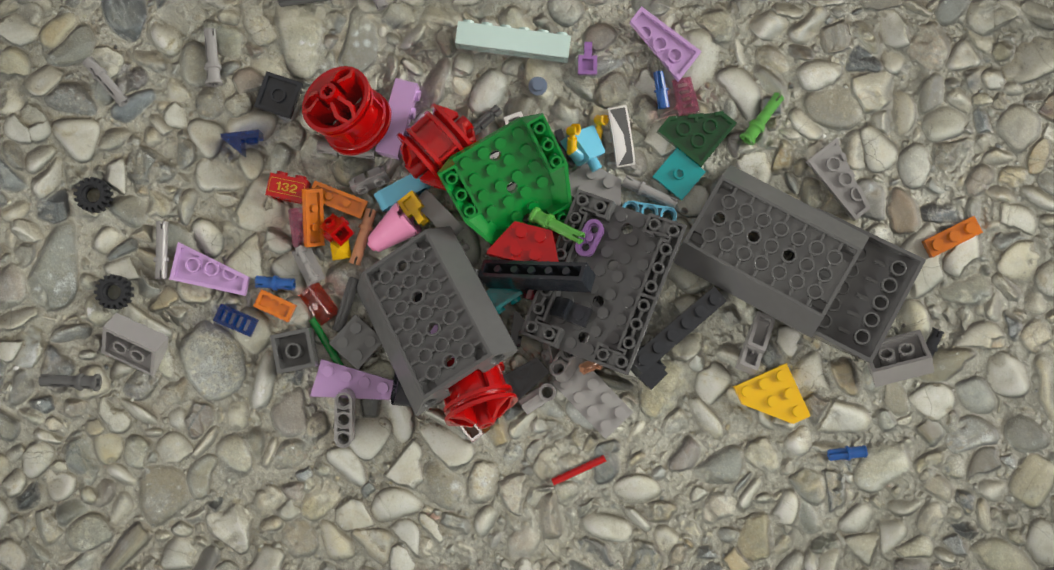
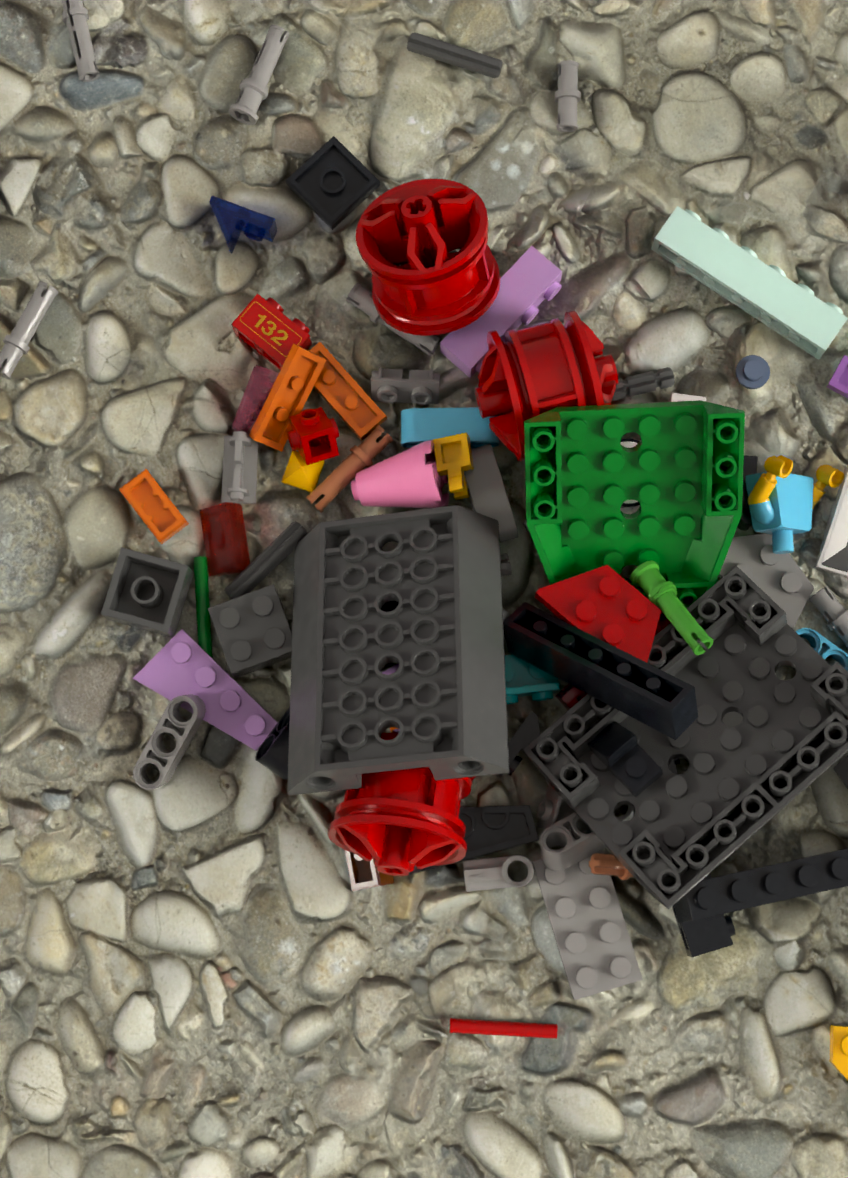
camera: 35 degrees right, 5 degrees down
(200, 270) = (71, 395): lavender wing -> none
(220, 313) = (62, 474): clear blue slope -> none
(275, 283) = (173, 471): blue pin -> none
(590, 239) = (717, 656): medium lavender plate -> none

